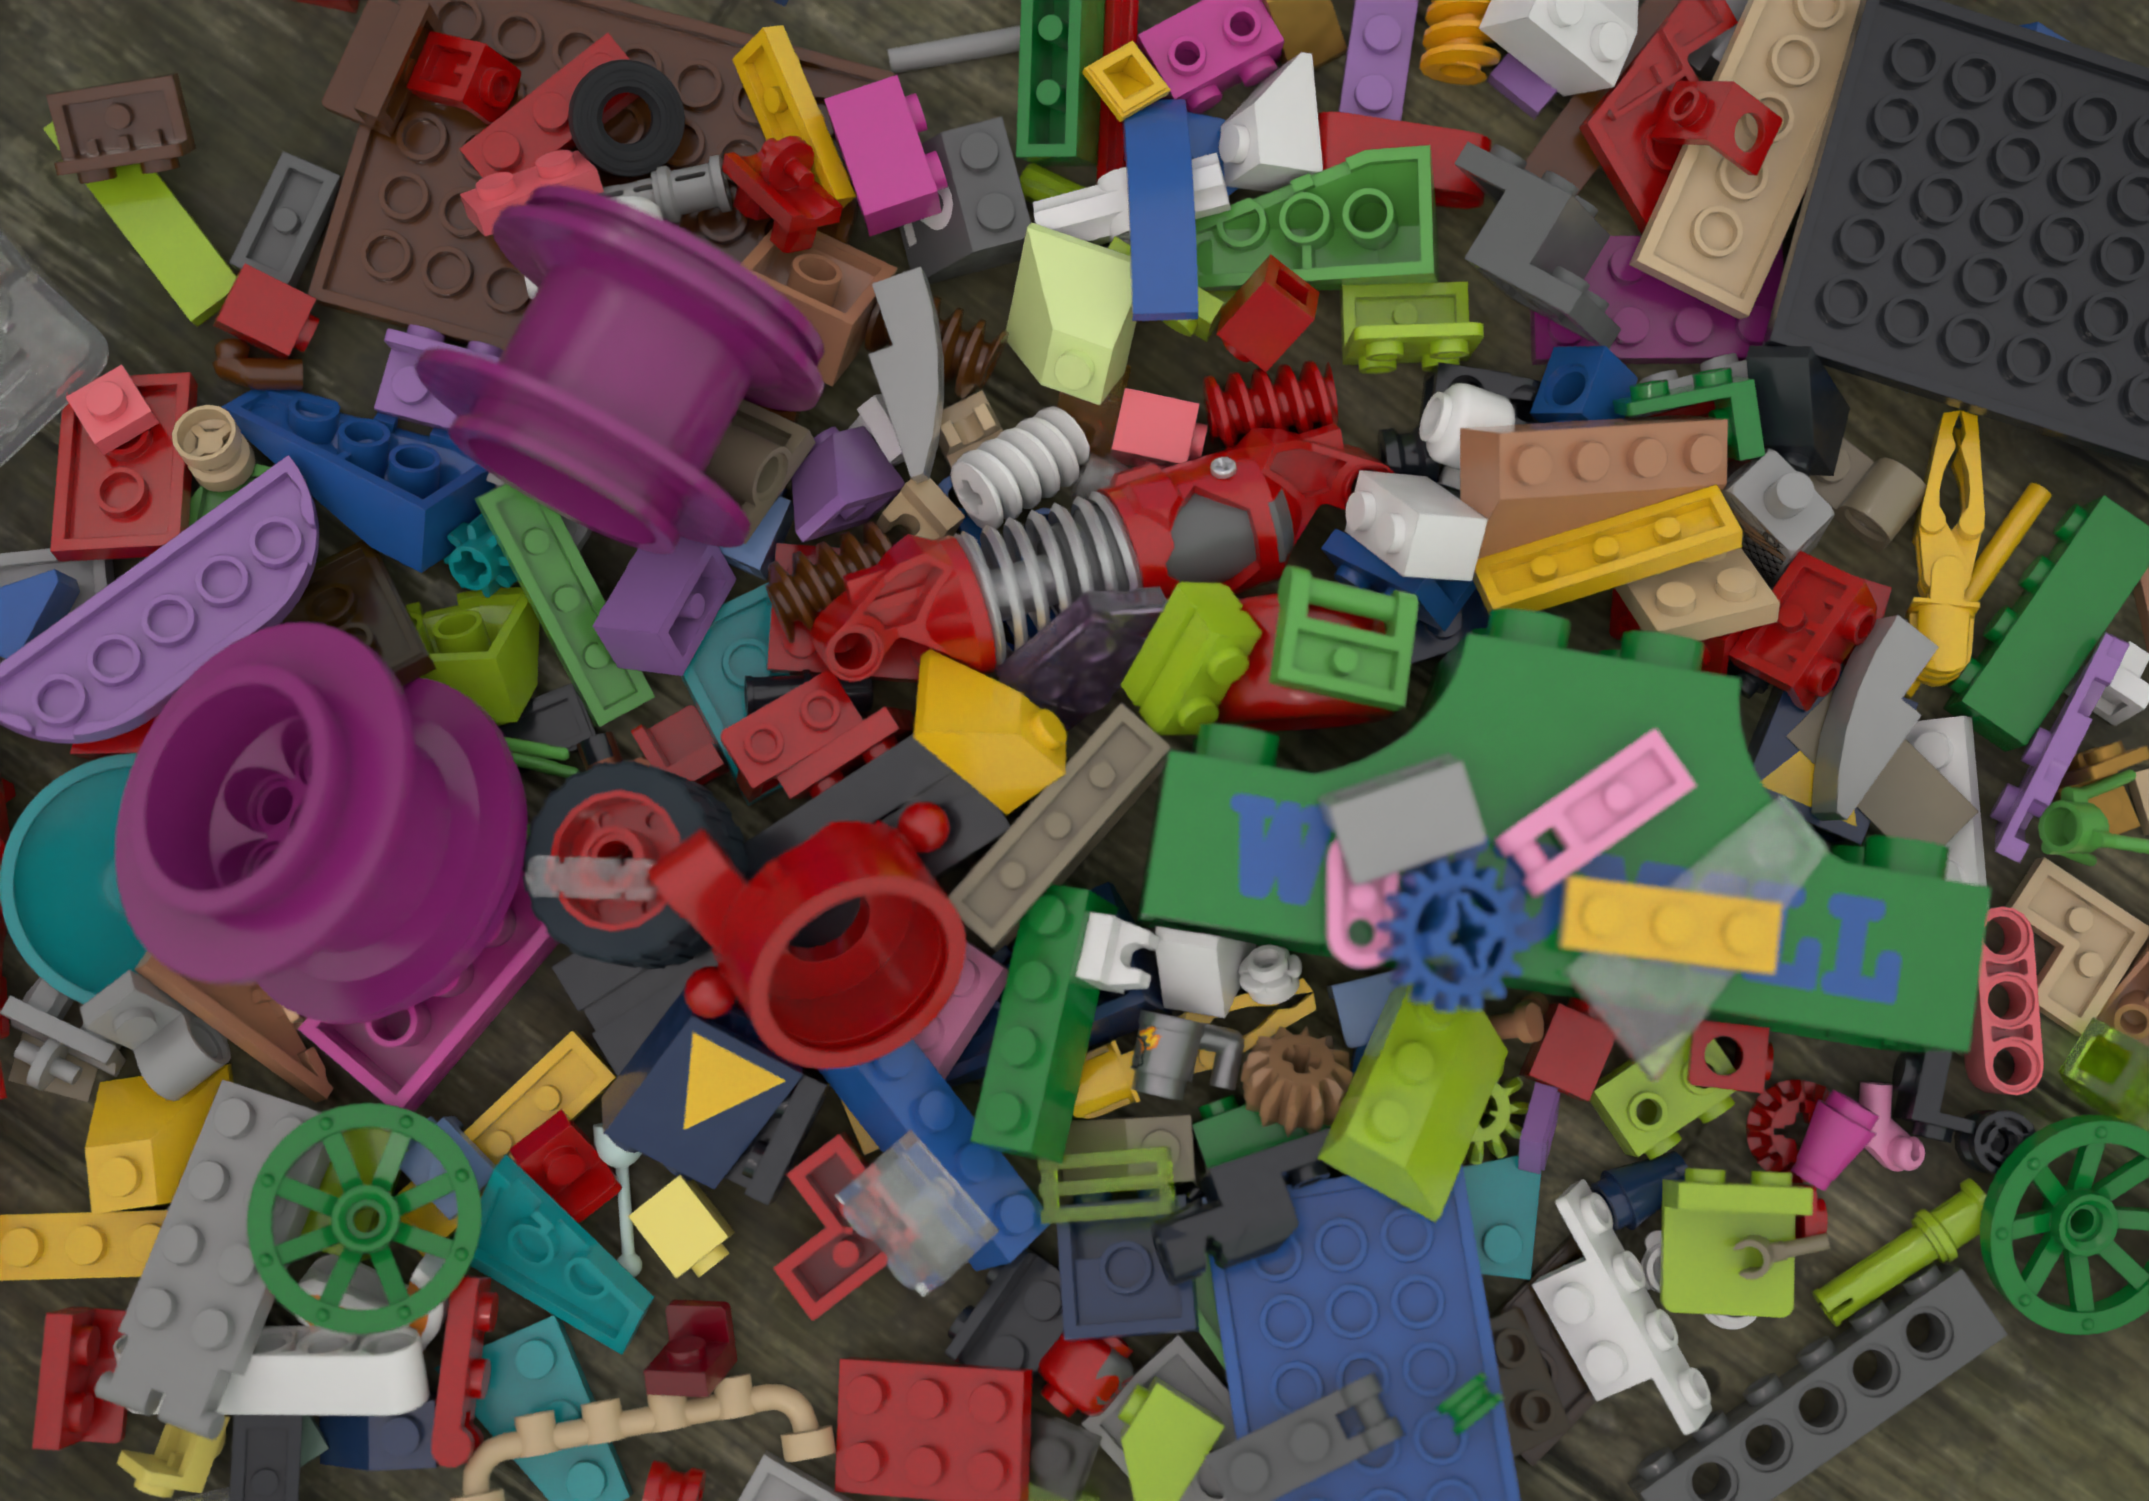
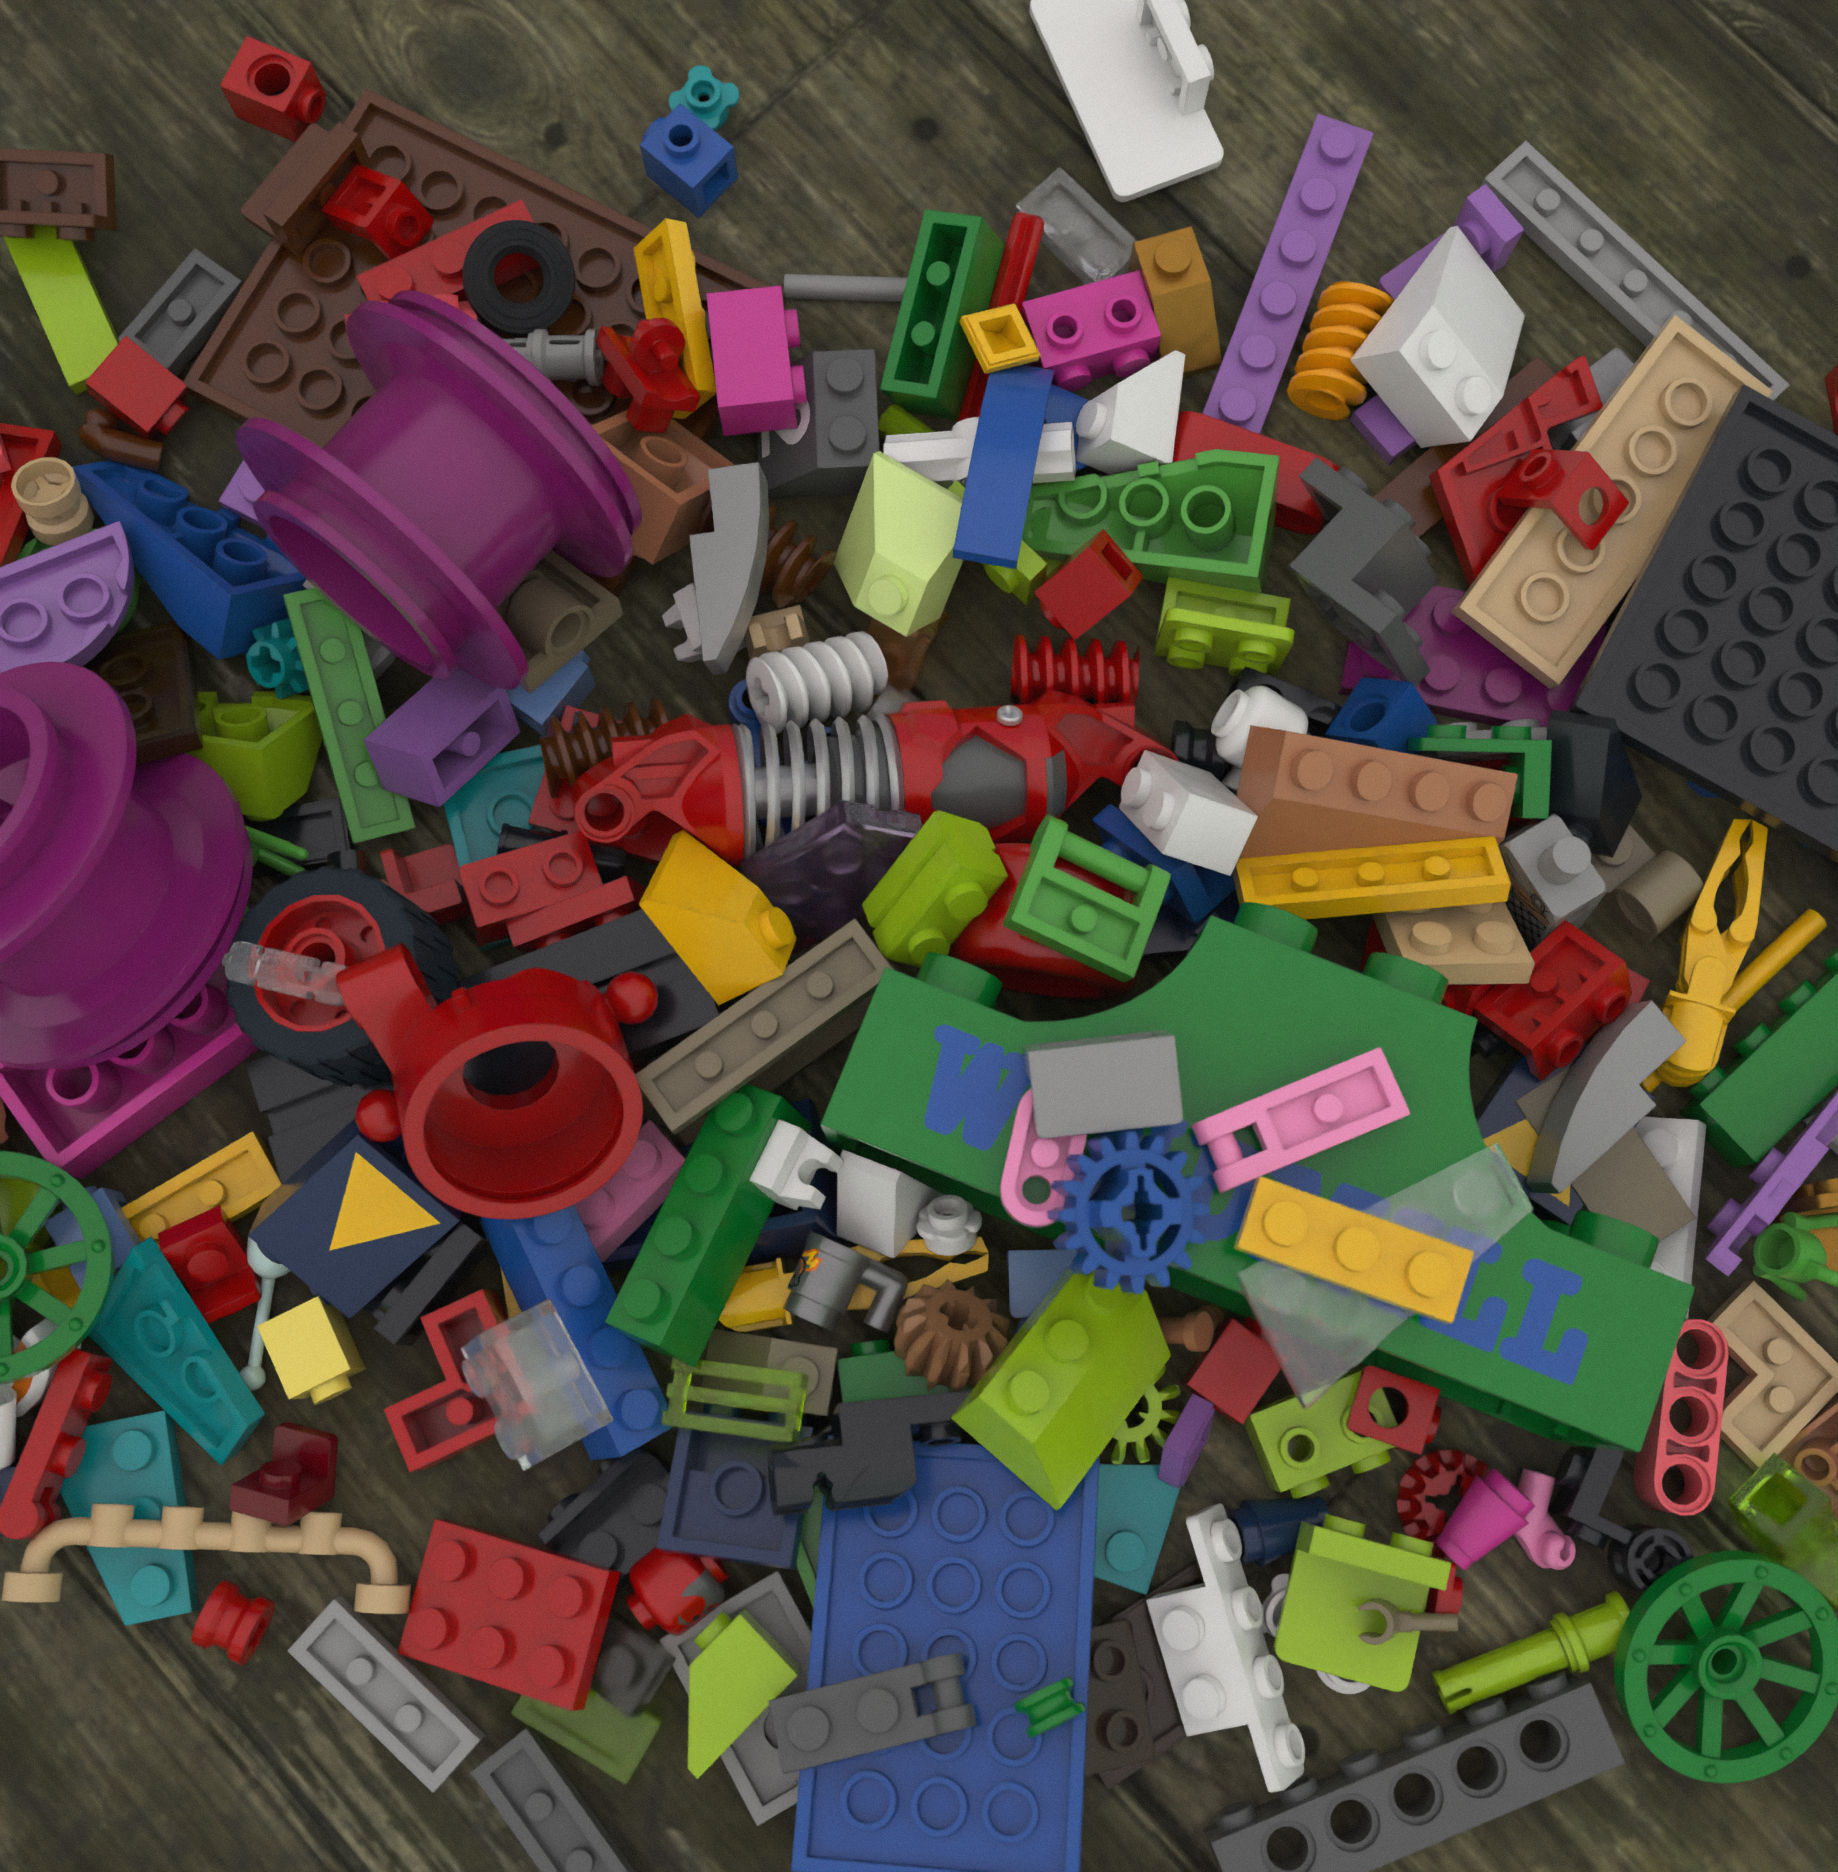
camera: 15 degrees right, 5 degrees down
(841, 483) = (642, 661): medium lavender slope -> none
(922, 511) = (711, 700): tan tile -> none
(1157, 430) = (958, 673): coral brick -> none

